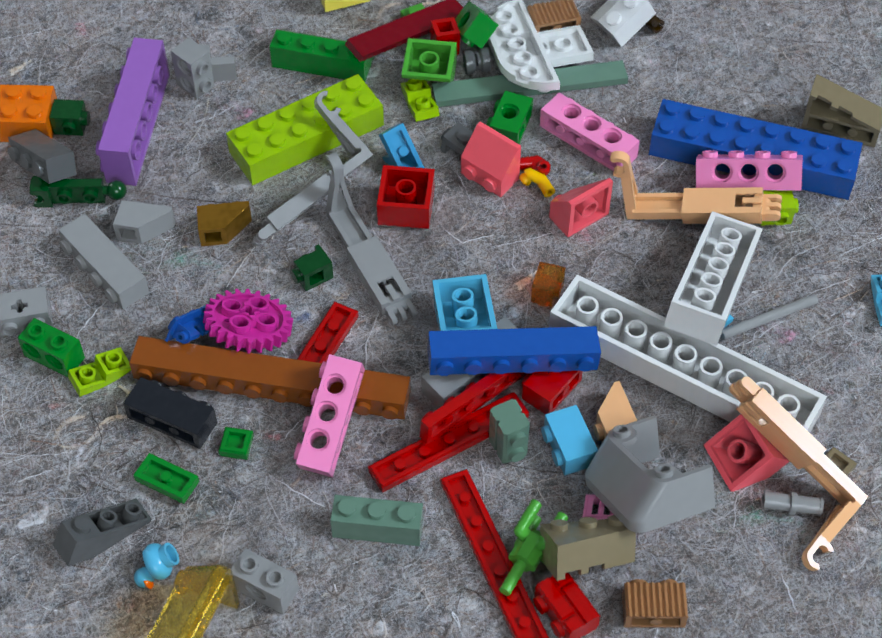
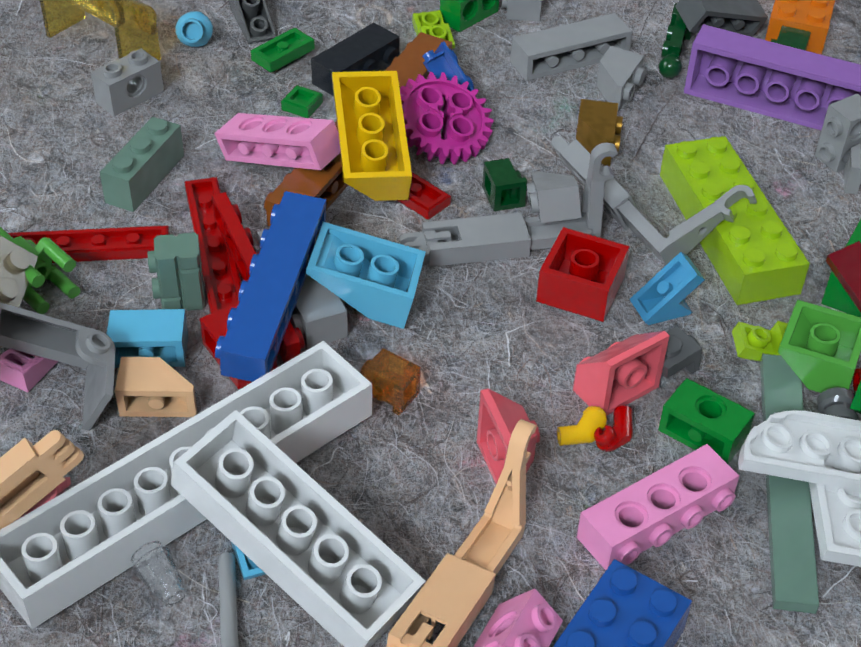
camera: 105 degrees right, 10 degrees down
(312, 336) = (372, 134): none -> yellow slope
(330, 225) = (554, 196): none -> light grey slope

